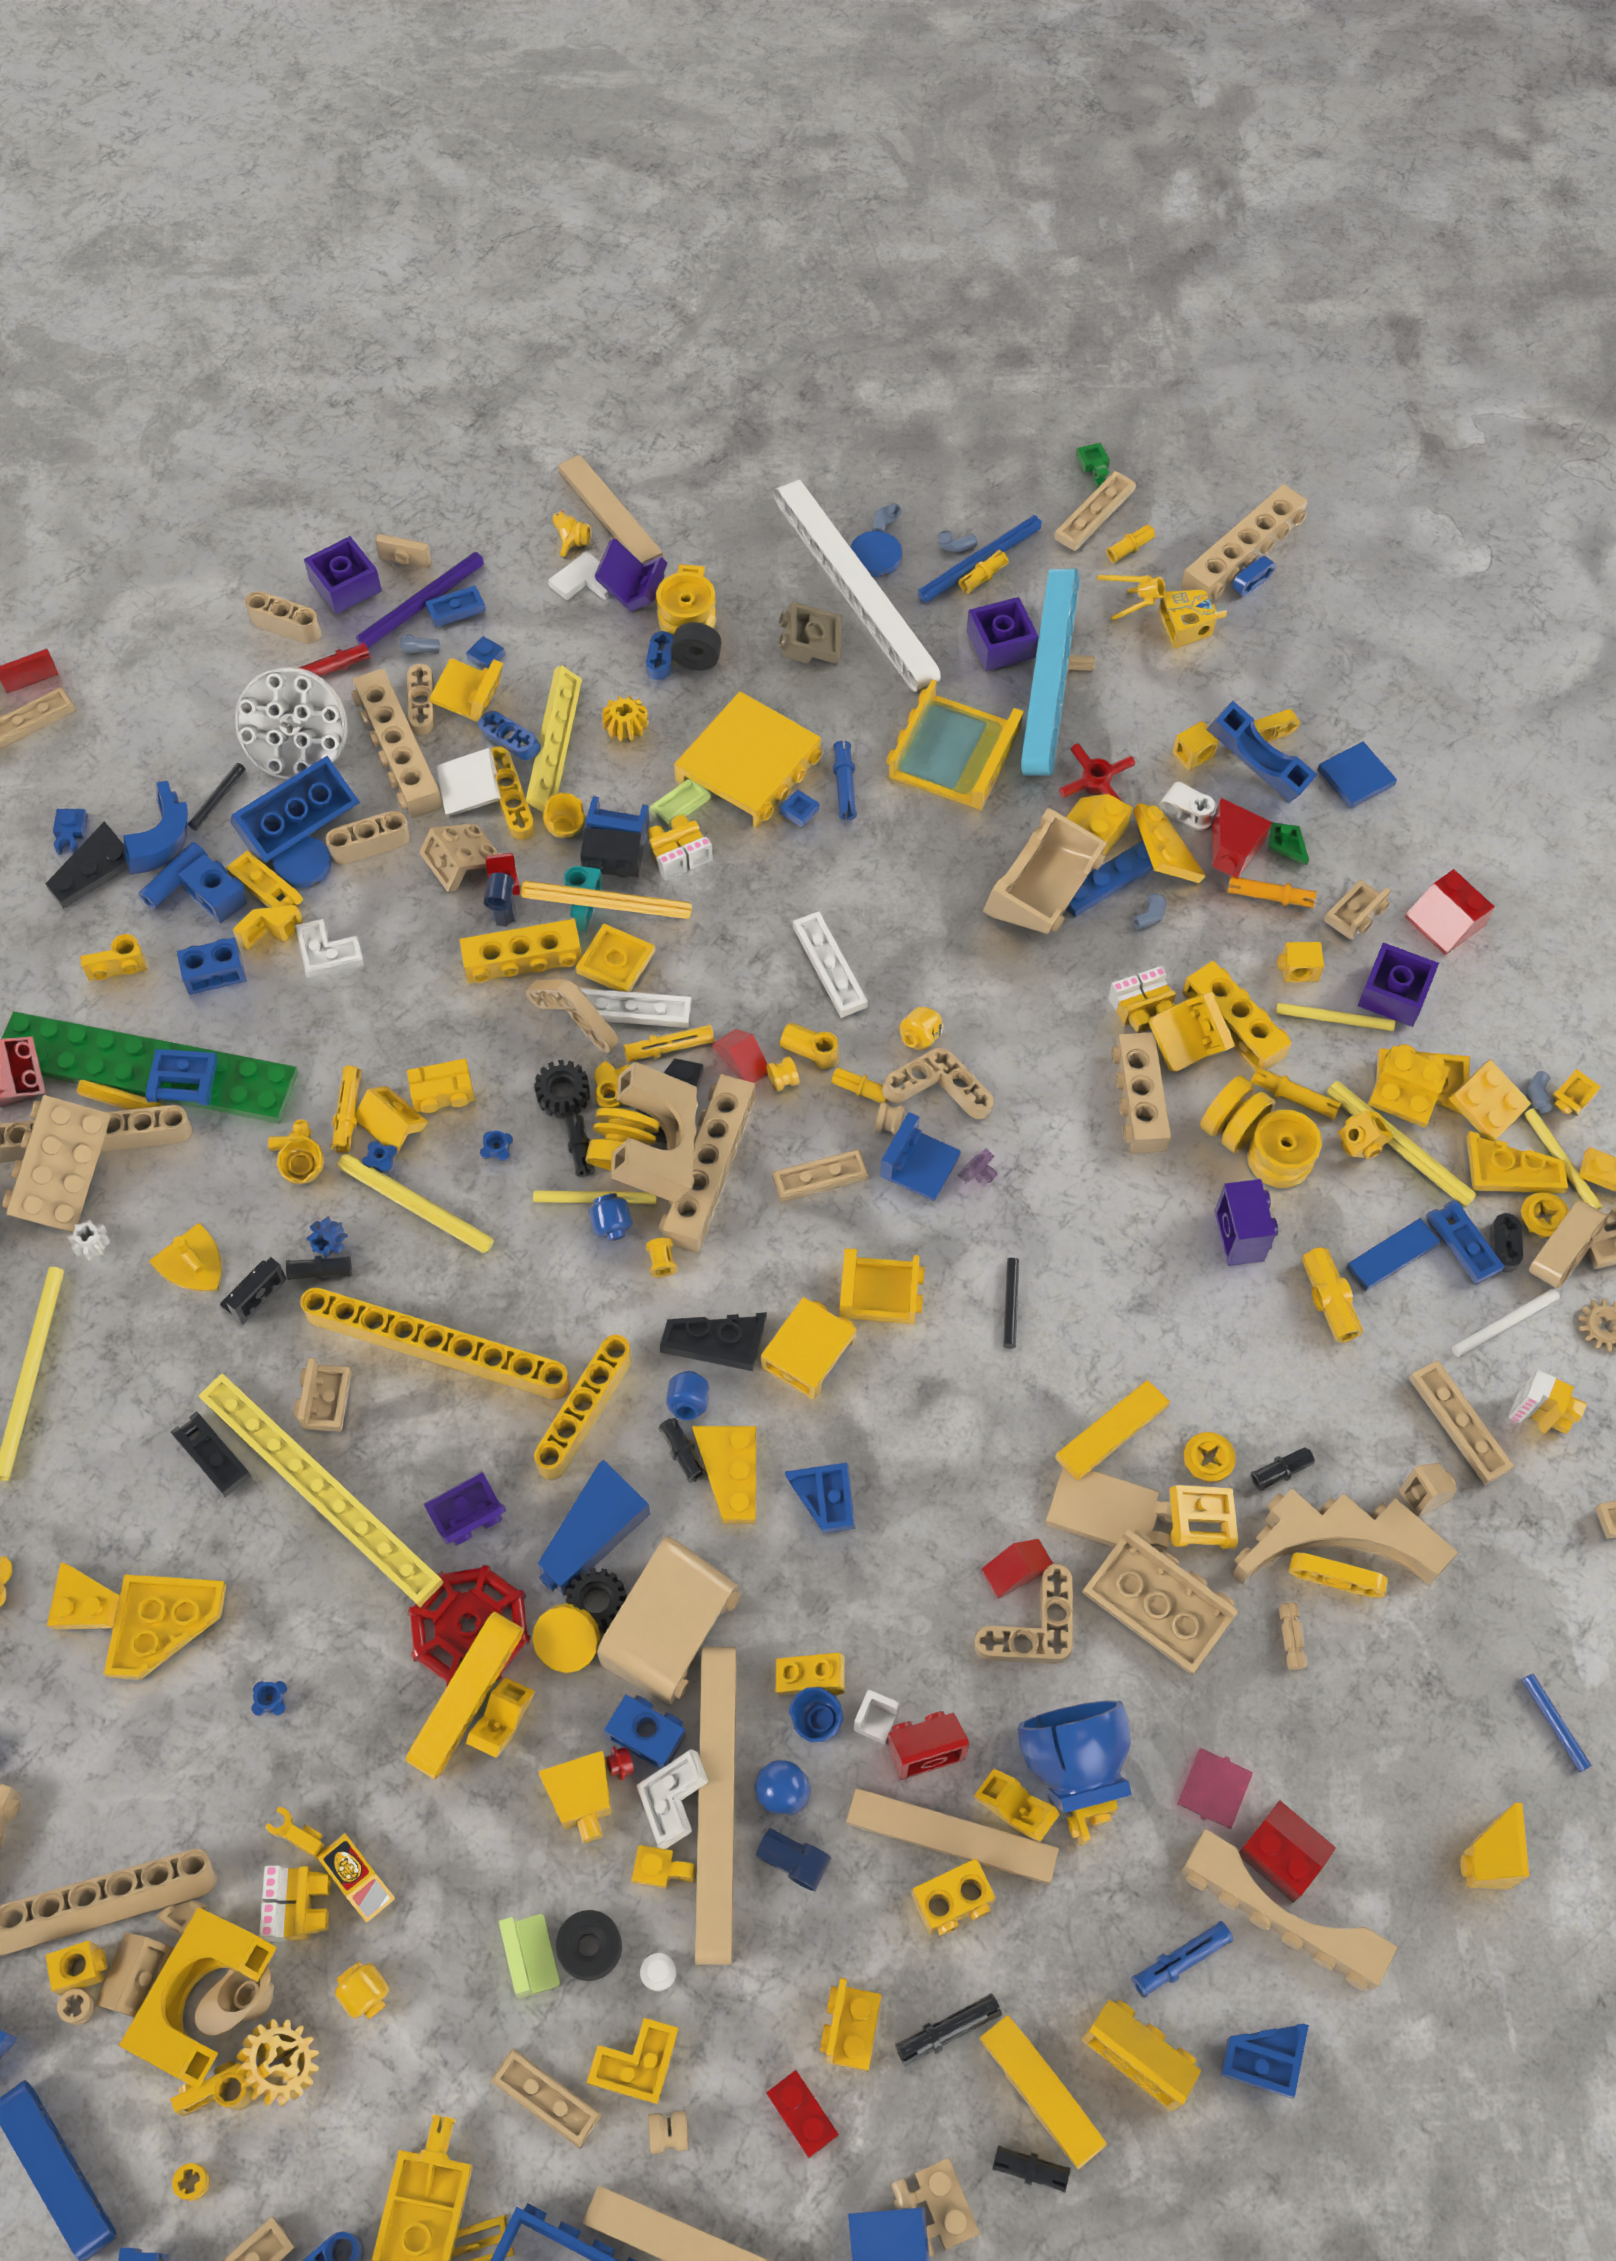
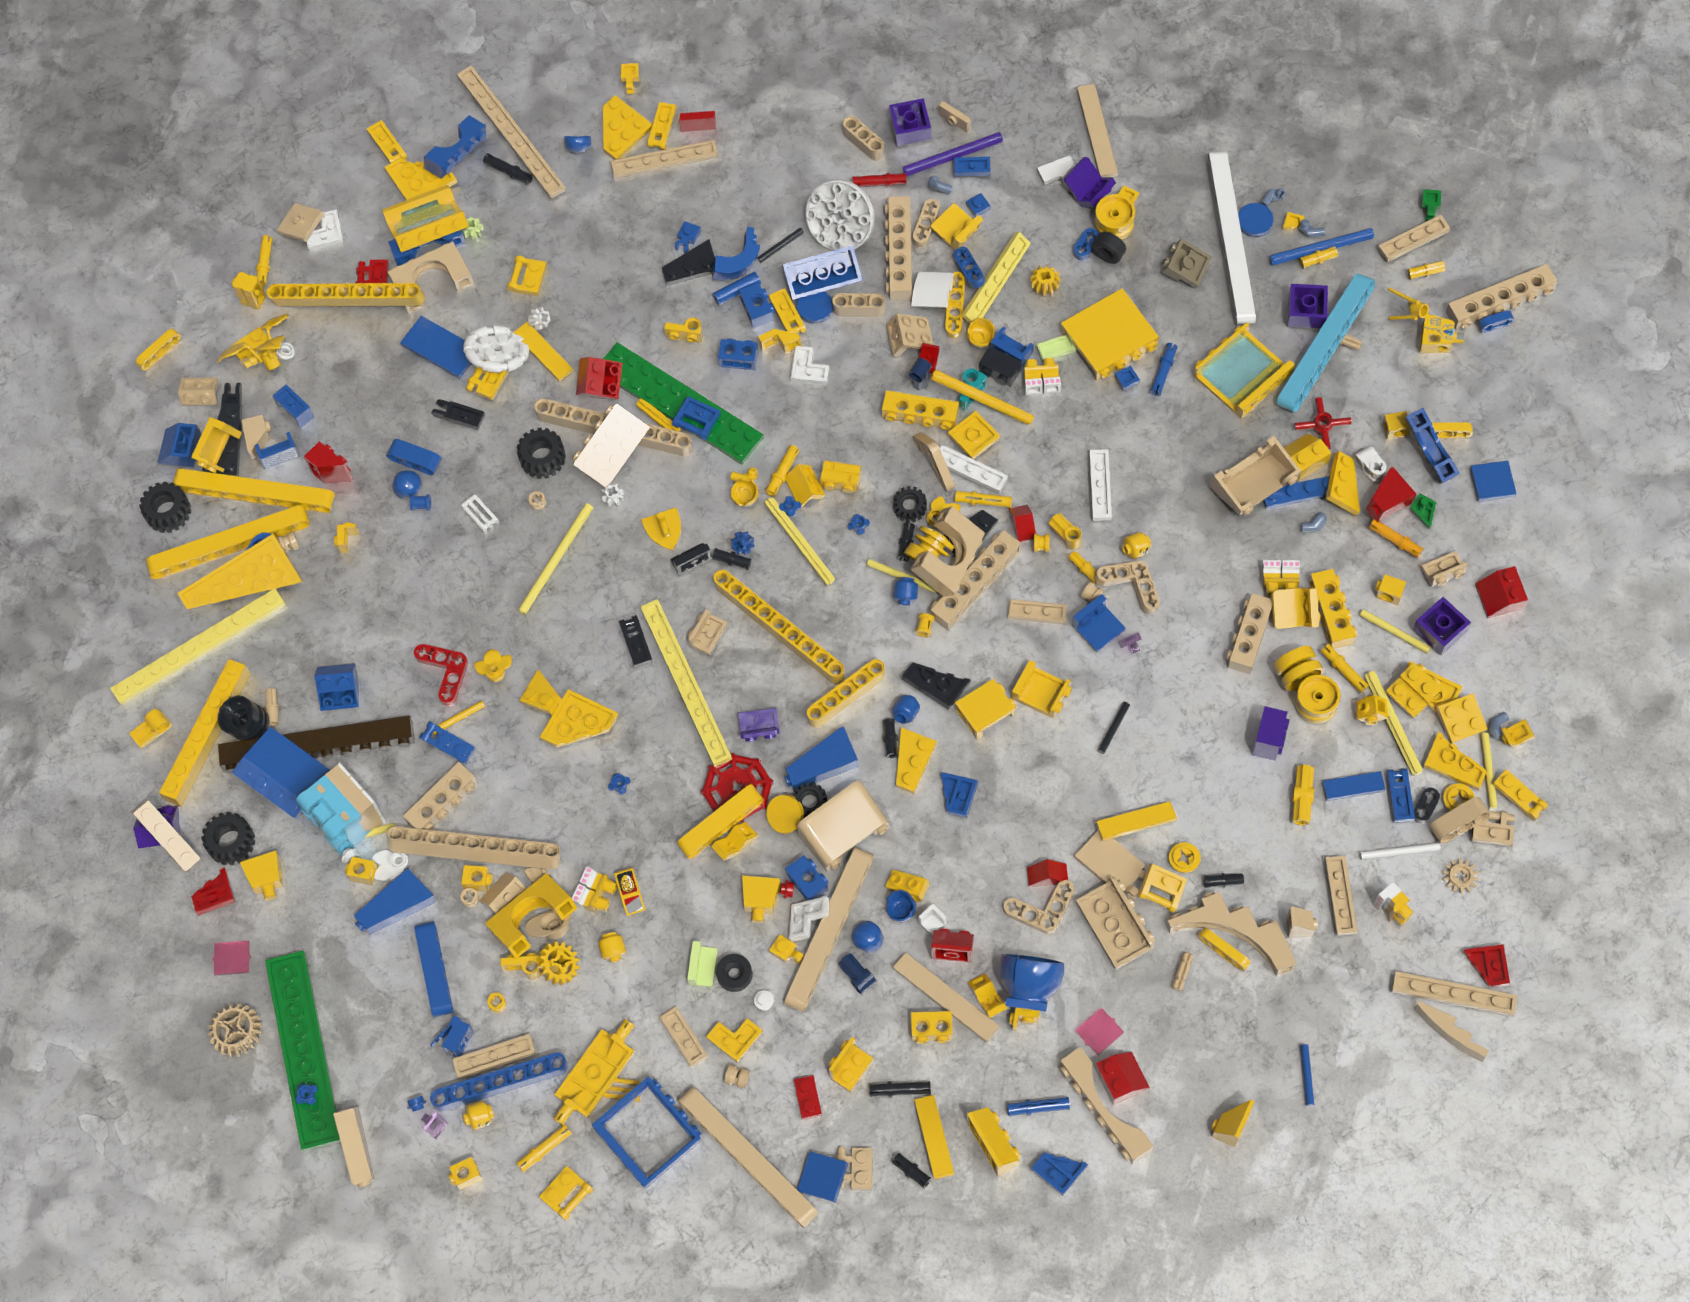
camera: 30 degrees right, 5 degrees up
(306, 1839) = (610, 861): yellow plate -> none
(571, 532) = (1065, 138): yellow animal -> none
(925, 540) = (1292, 221): none -> yellow tile

